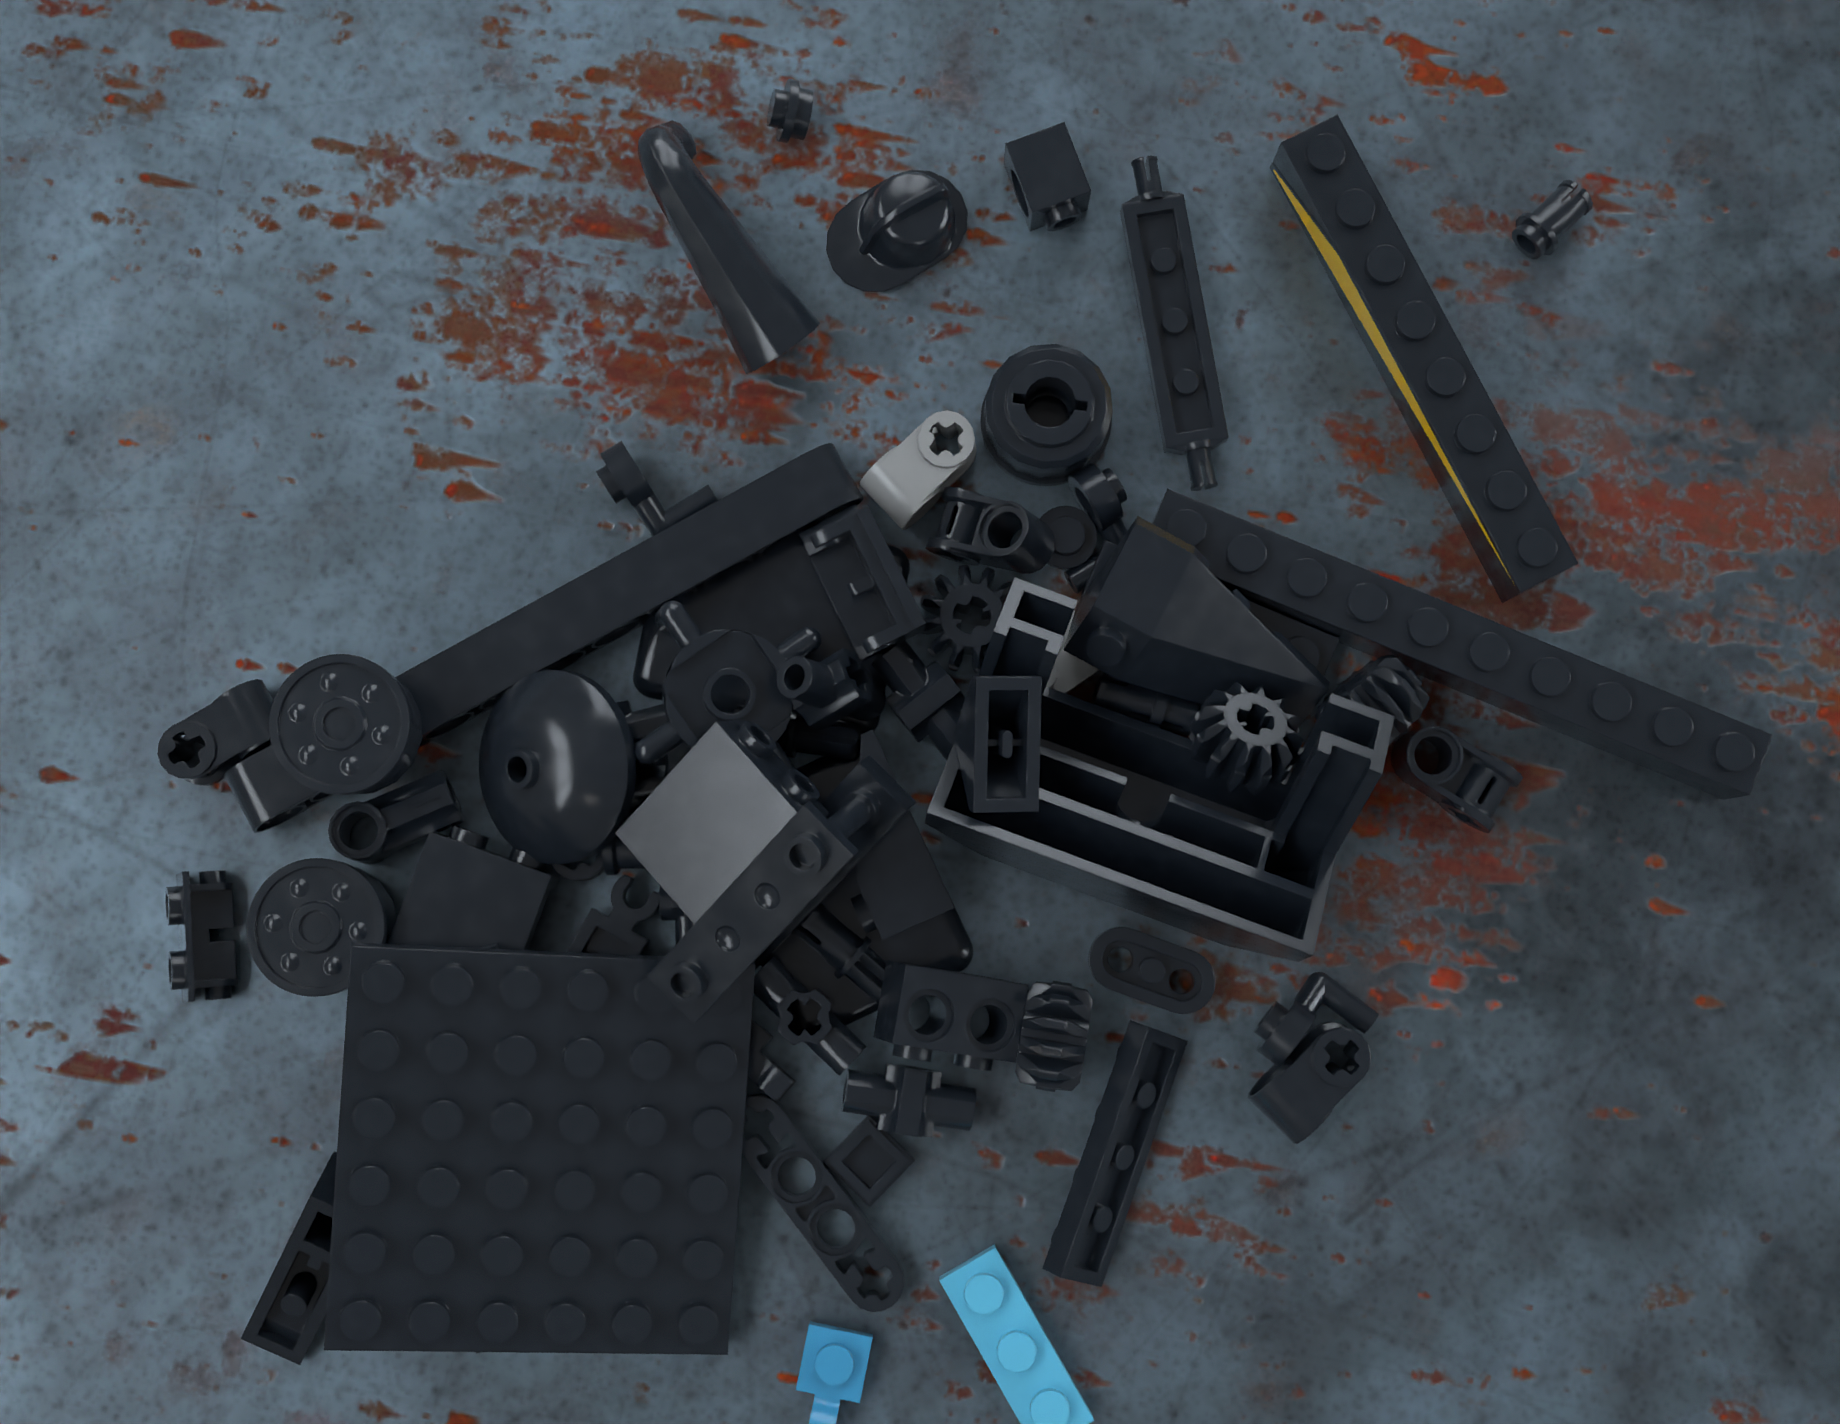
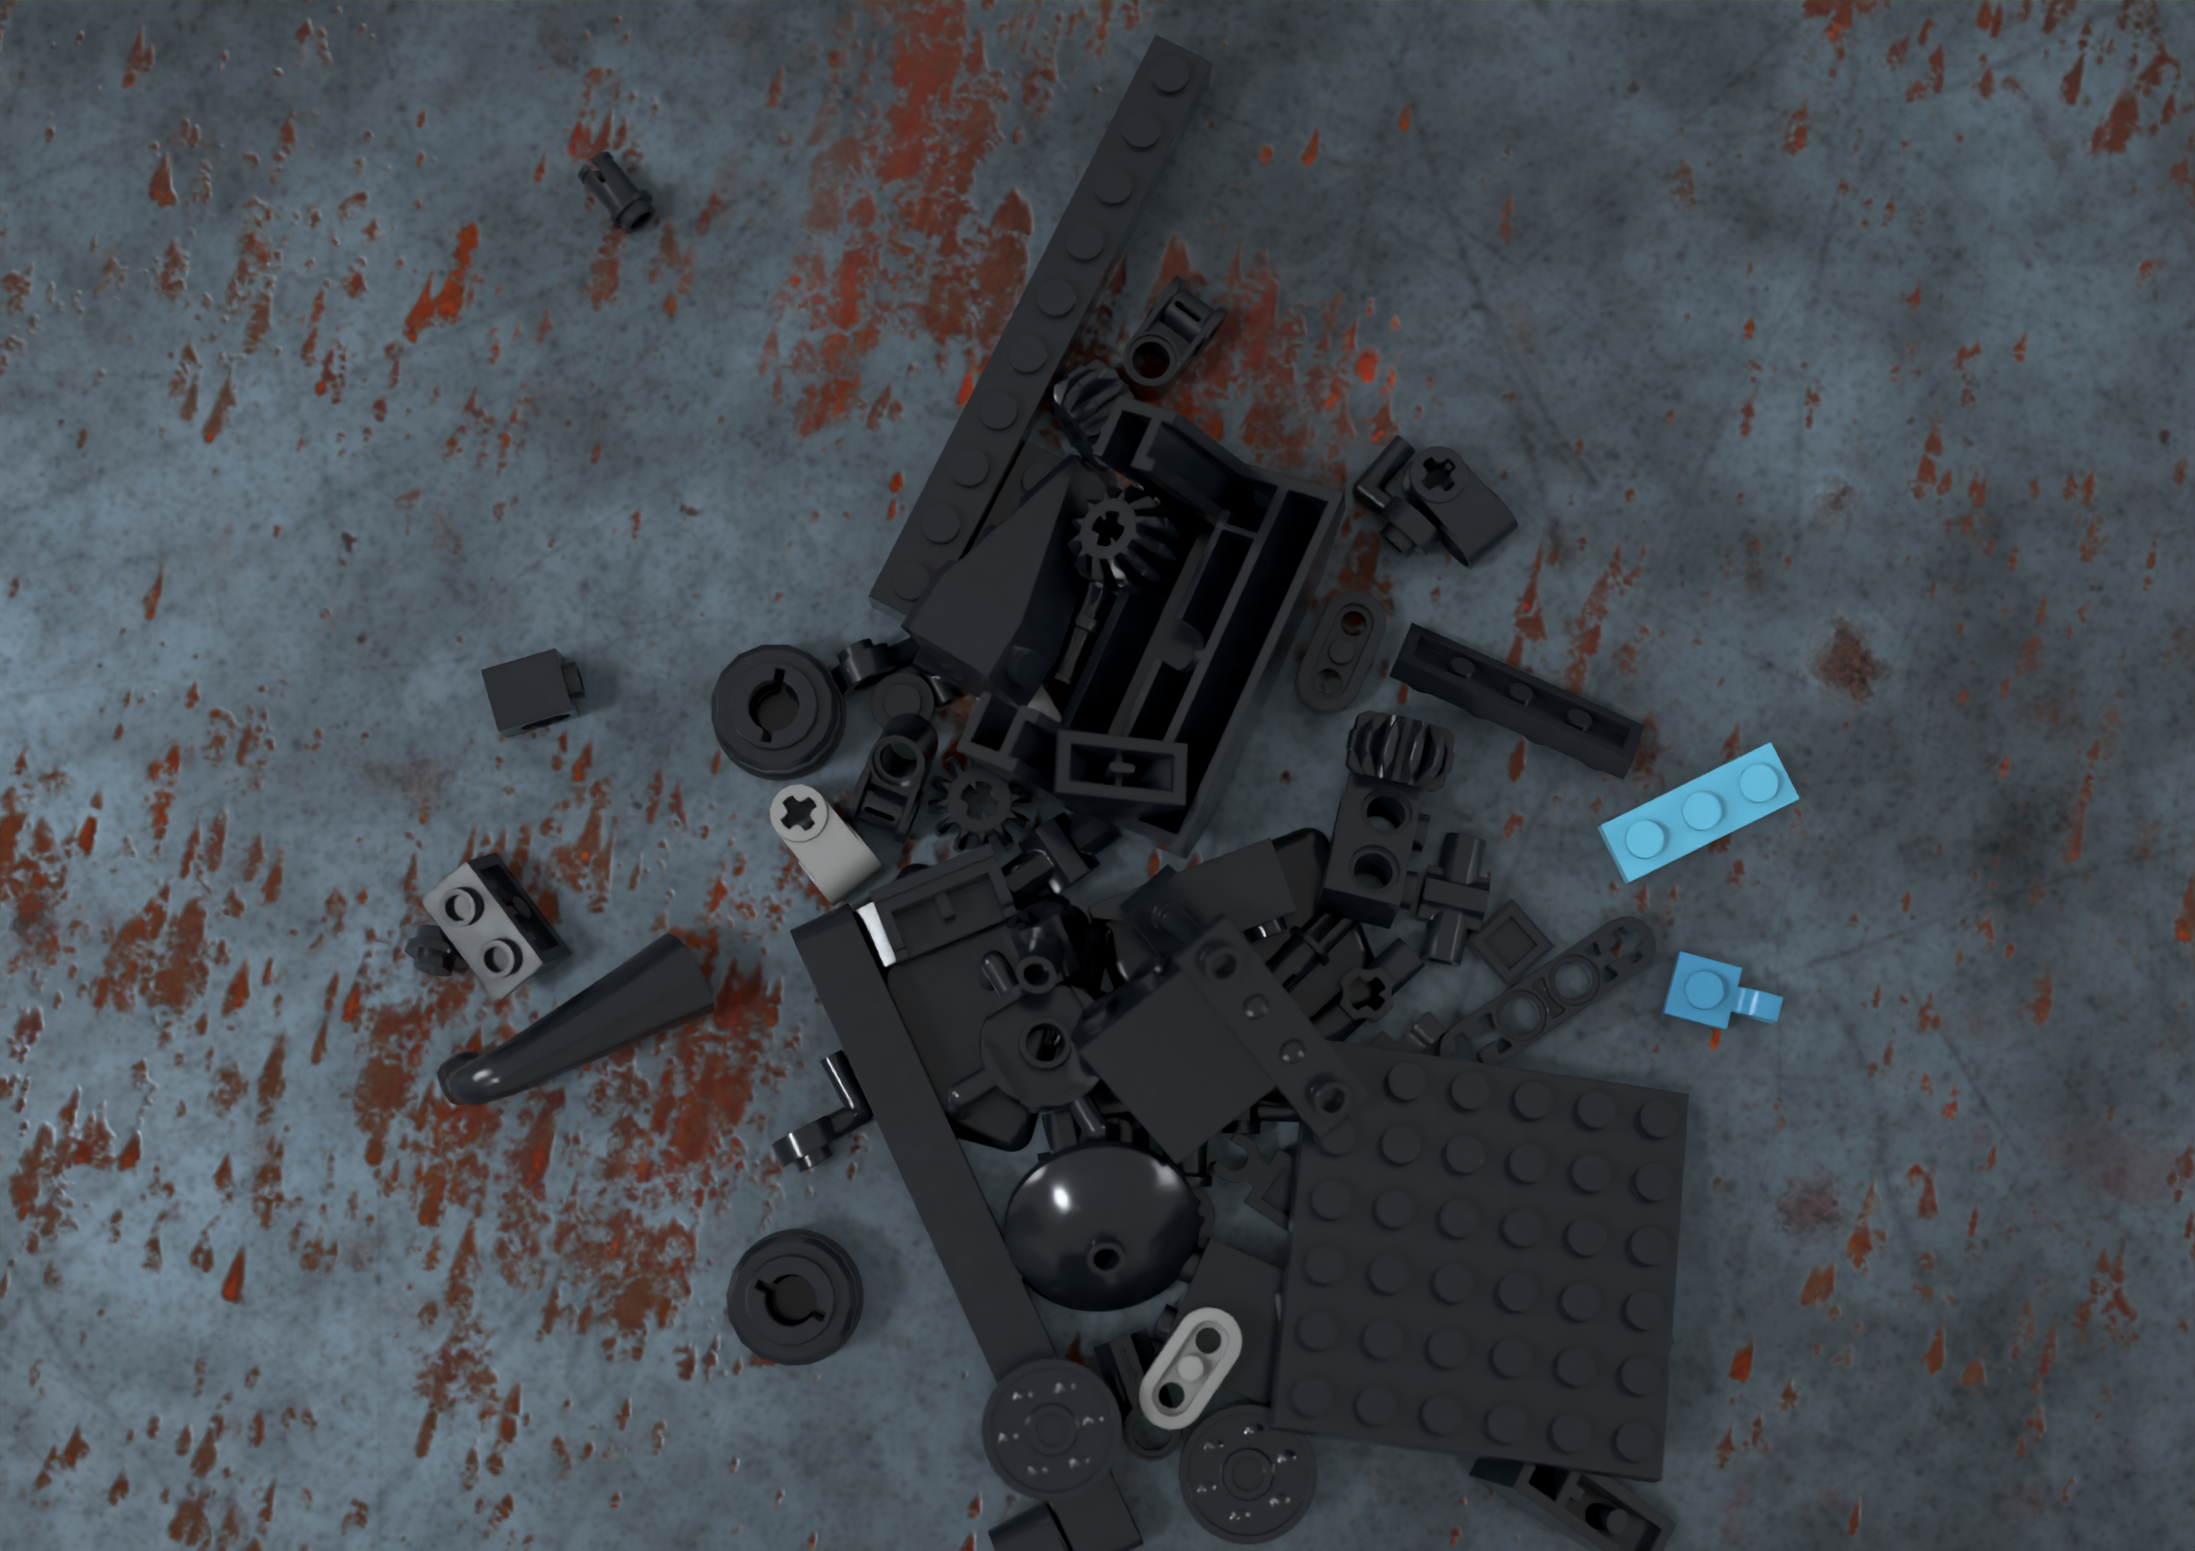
camera: 95 degrees left, 0 degrees up
(419, 862) = (1190, 1368): none -> light grey plate
(475, 476) = (795, 1297): none -> black wheel
(818, 161) = (495, 925): none -> black bracket
(896, 230) = (569, 851): black piece -> none
(1174, 323) = (692, 577): black plate -> none
(1421, 360) = (751, 336): black brick -> none

